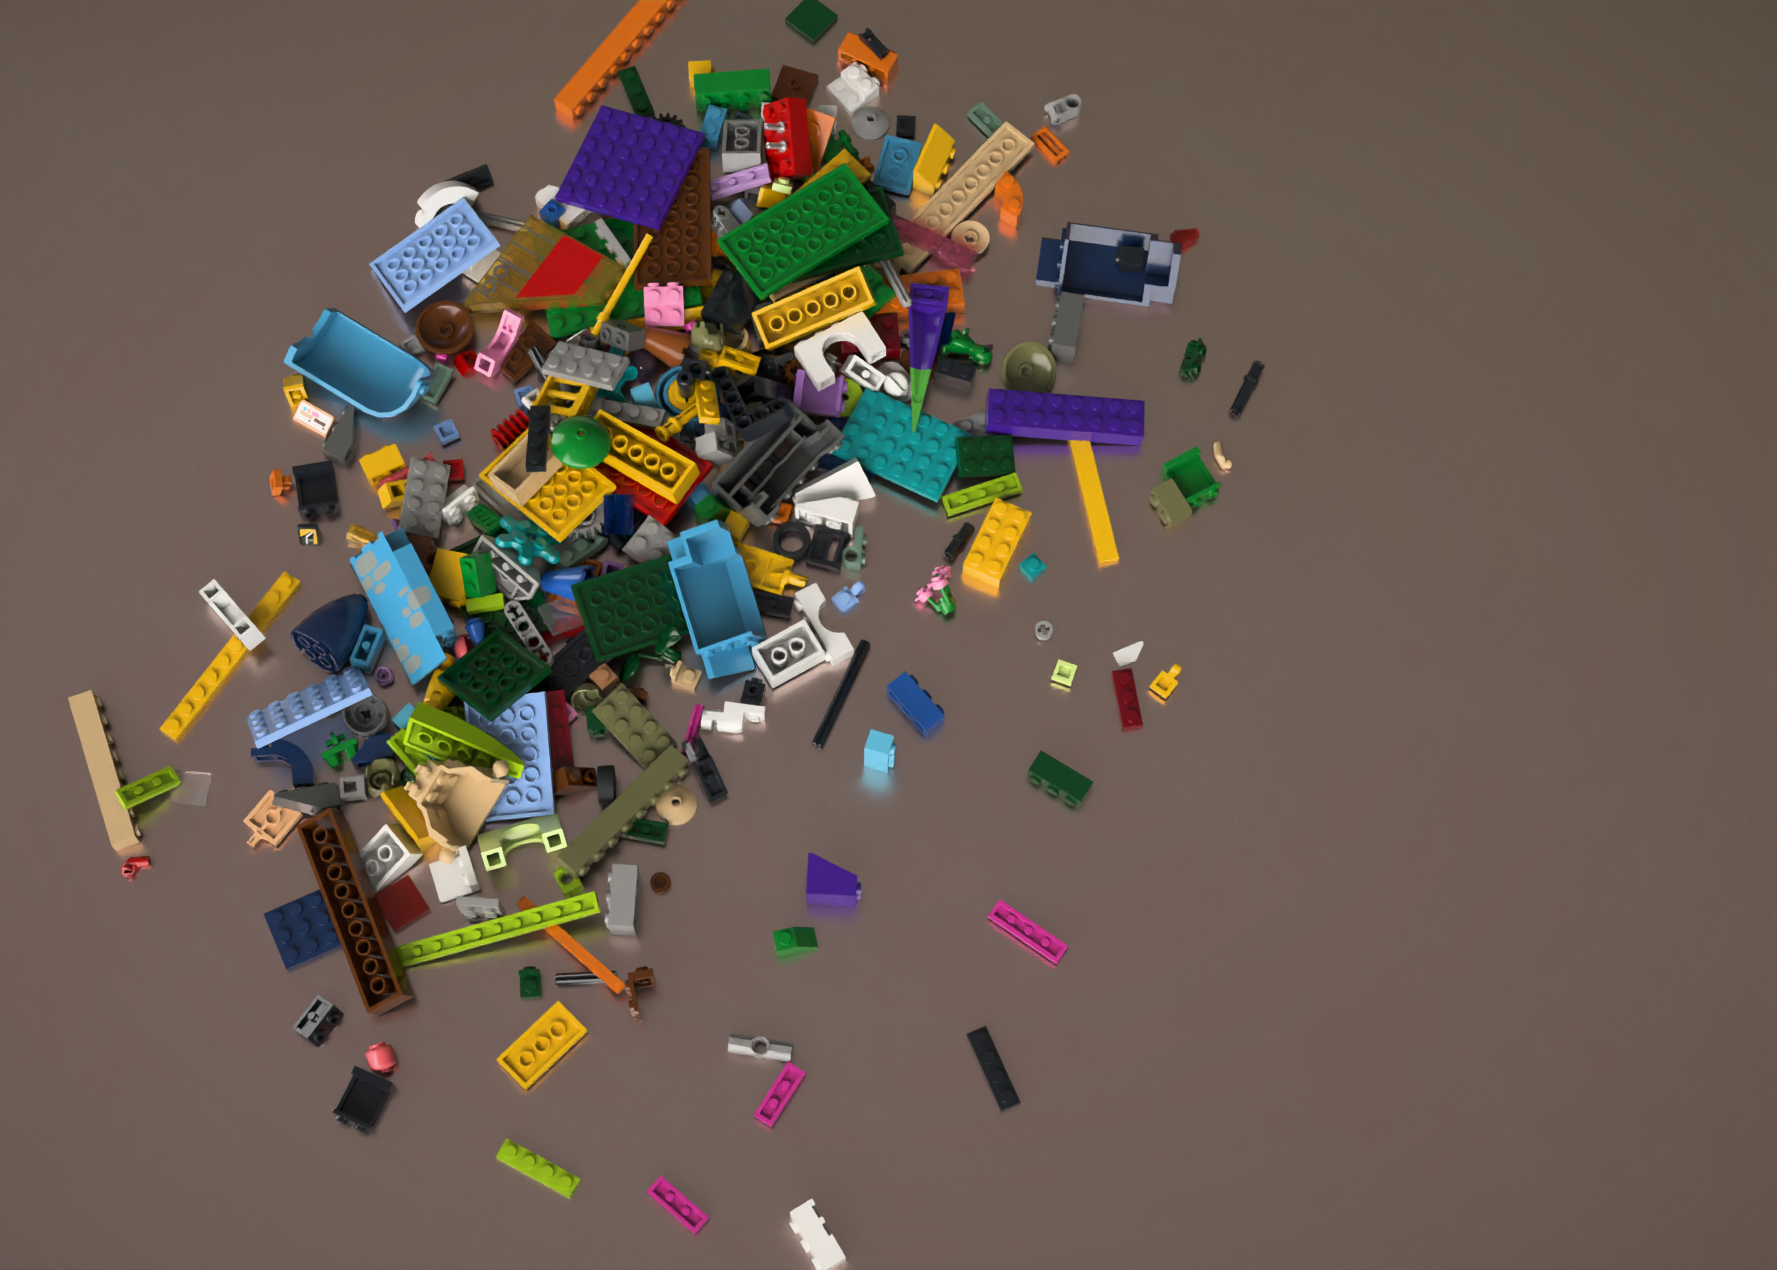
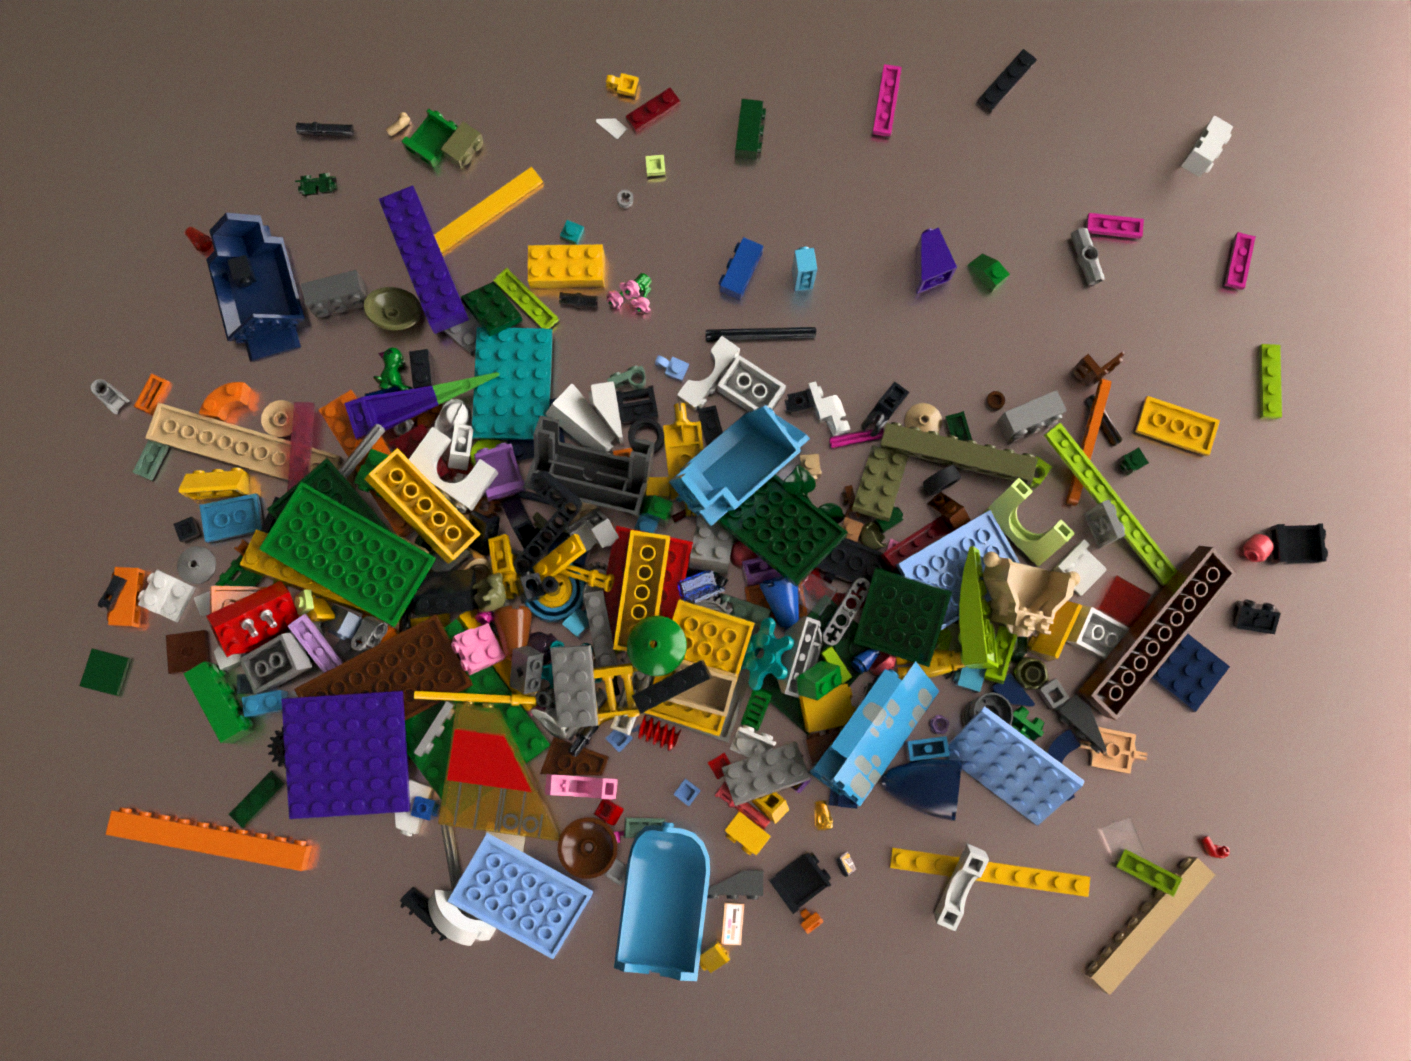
camera: 115 degrees left, 10 degrees up
(699, 67) = (210, 746): yellow brick -> none

